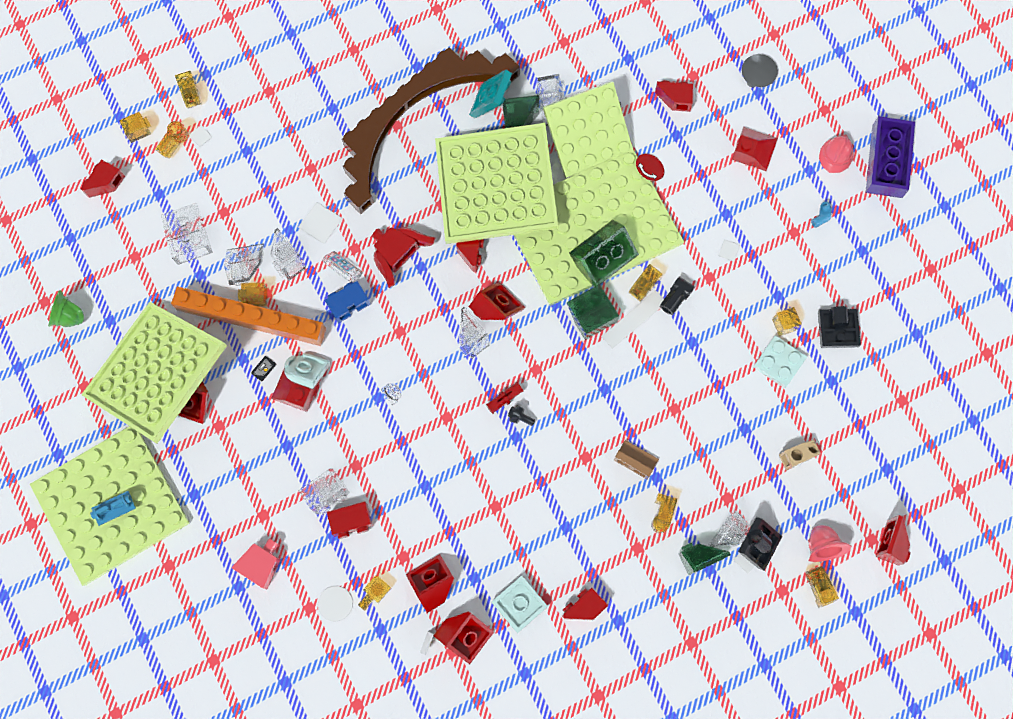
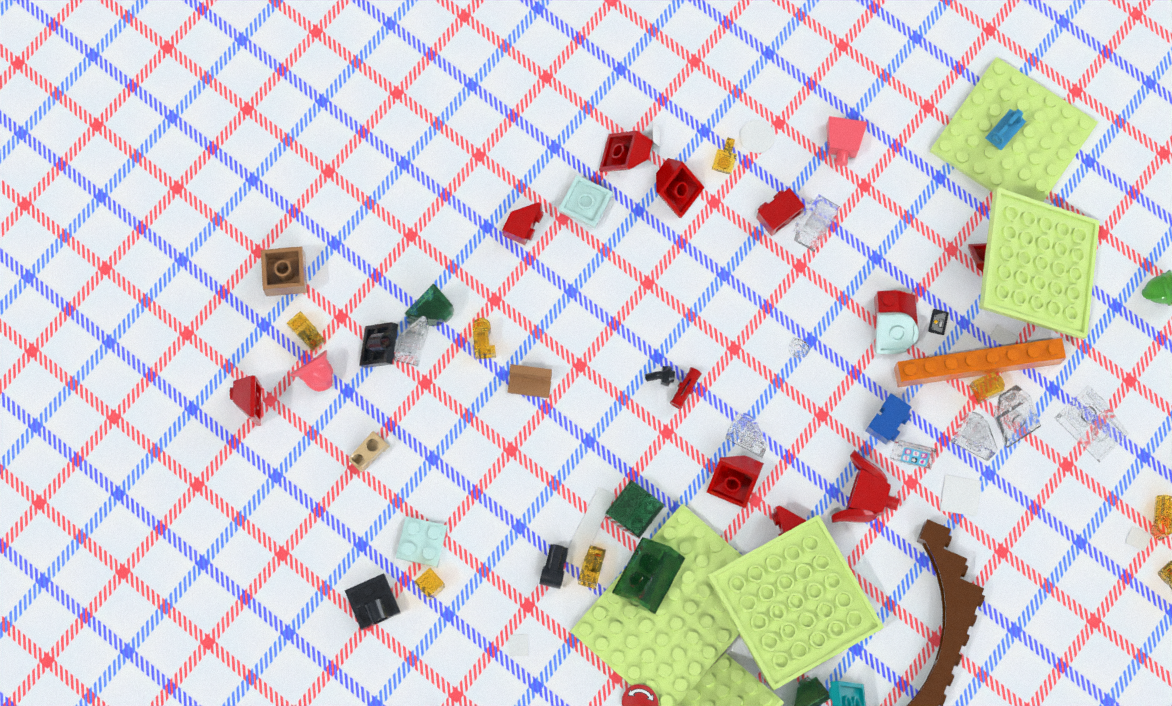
camera: 155 degrees right, 0 degrees up
(824, 651) = (284, 271): none -> medium nougat brick

